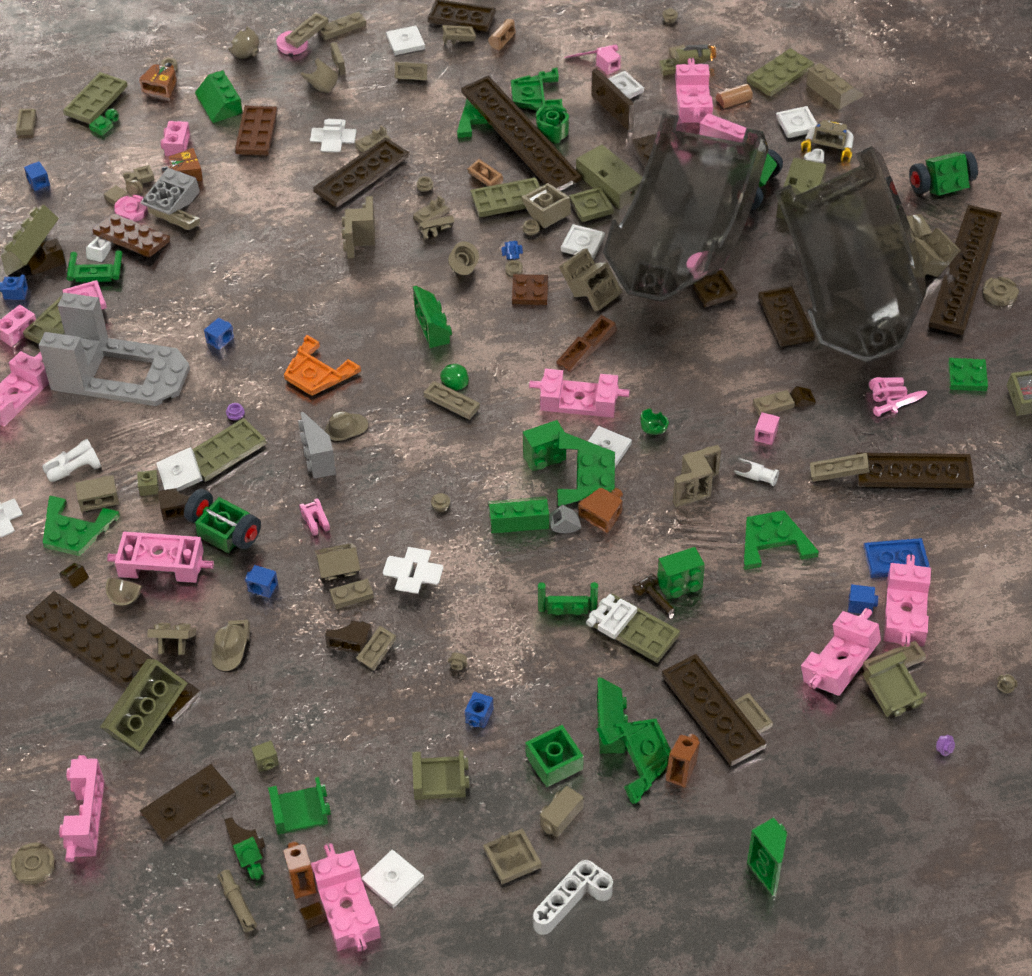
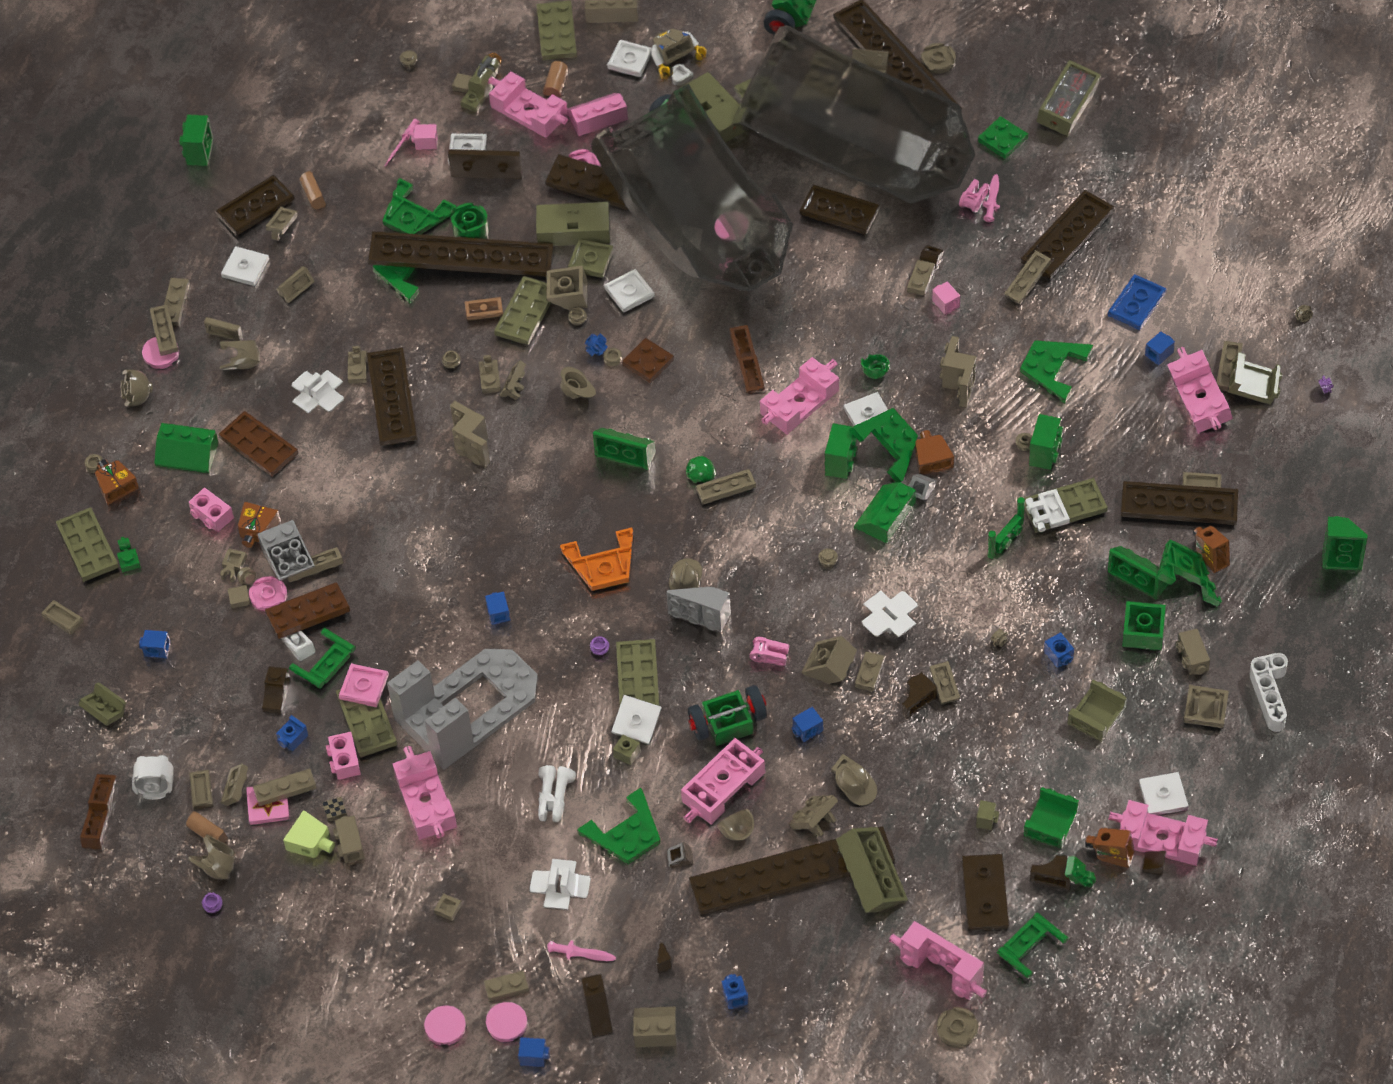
camera: 50 degrees left, 5 degrees up
(28, 238) = (251, 688): olive slope -> none
(94, 493) = (609, 791): dark tan brick -> none
(154, 861) = (1026, 939): none -> green plate
(172, 503) = (669, 742): dark brown arch -> none
(233, 893) = (1104, 905): dark tan pin -> none
(590, 279) = (684, 310): dark tan bracket -> none
(647, 585) = (1030, 473): dark brown piece -> none
(759, 473) = (984, 331): white piece -> none
(907, 588) = (1172, 314): bright pink brick -> none

